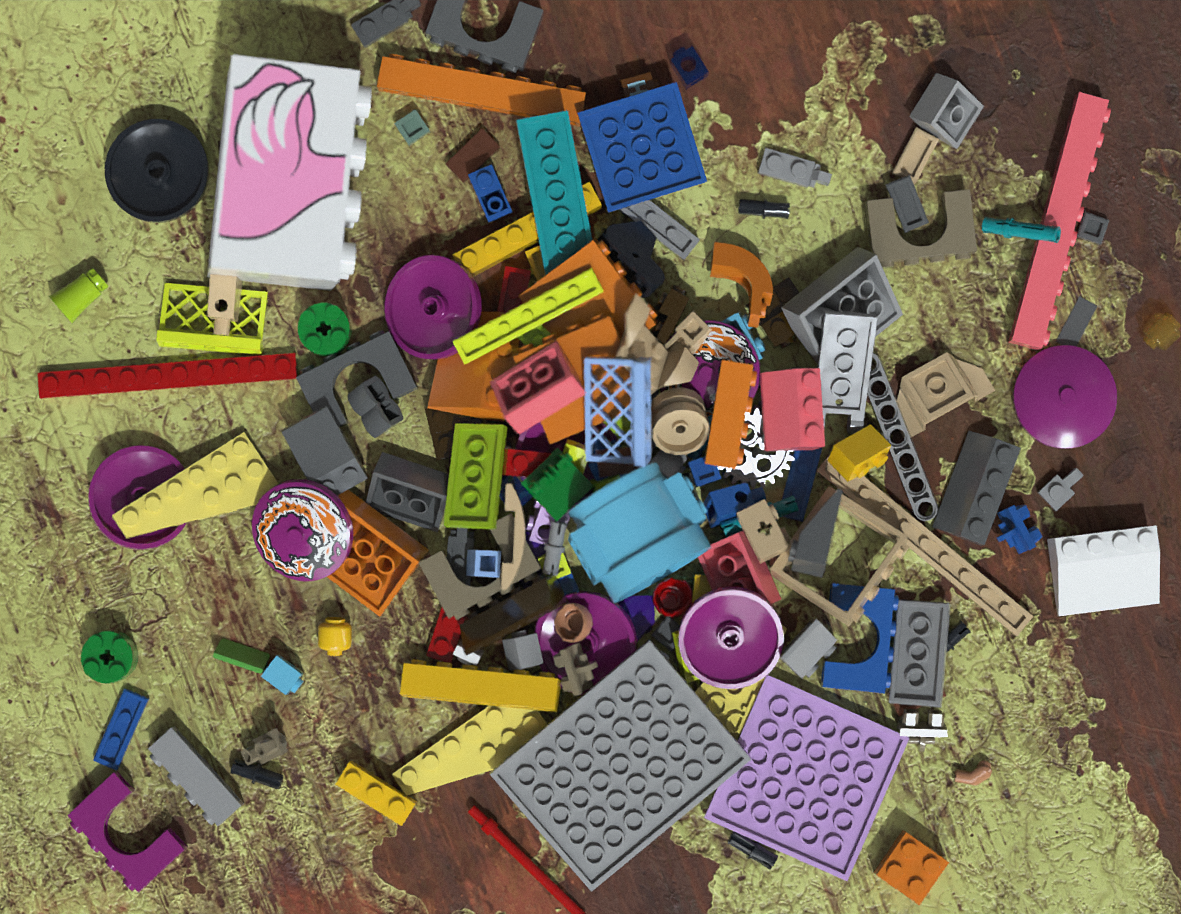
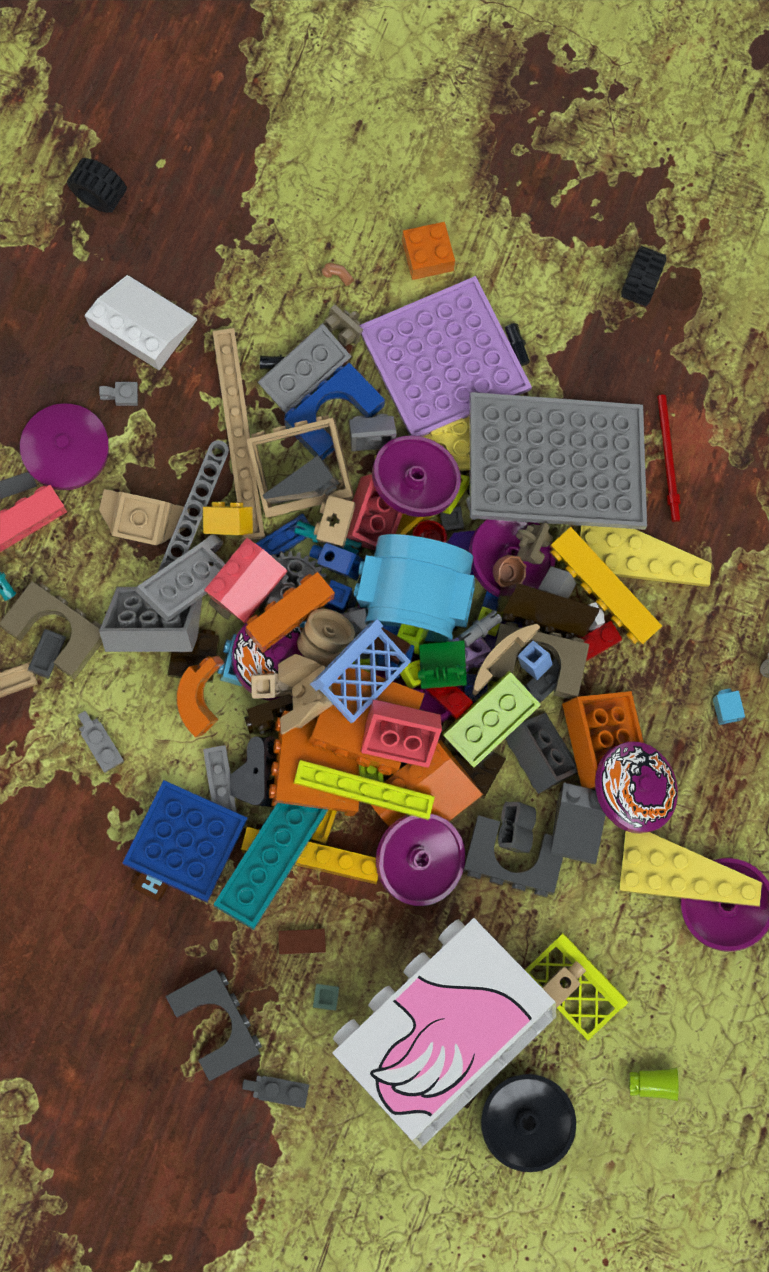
camera: 140 degrees left, 10 degrees down
(167, 375) = (640, 975): red plate -> none
(241, 656) = (746, 743): bright green slope -> none
(312, 321) = (518, 904): green brick -> none
(335, 635) = (672, 702): yellow head -> none
(376, 793) = (730, 580): yellow brick -> none
(478, 90) = (257, 980): orange brick -> none
(489, 193) = (314, 902): blue slope -> none
(514, 283) = (354, 826): red plate -> none
(690, 78) = (104, 861): clear blue brick -> none
(763, 208) = (142, 733): black axle -> none
(976, 487) = (173, 437): dark grey slope -> none
(1014, 529) = (174, 391): blue hips -> none

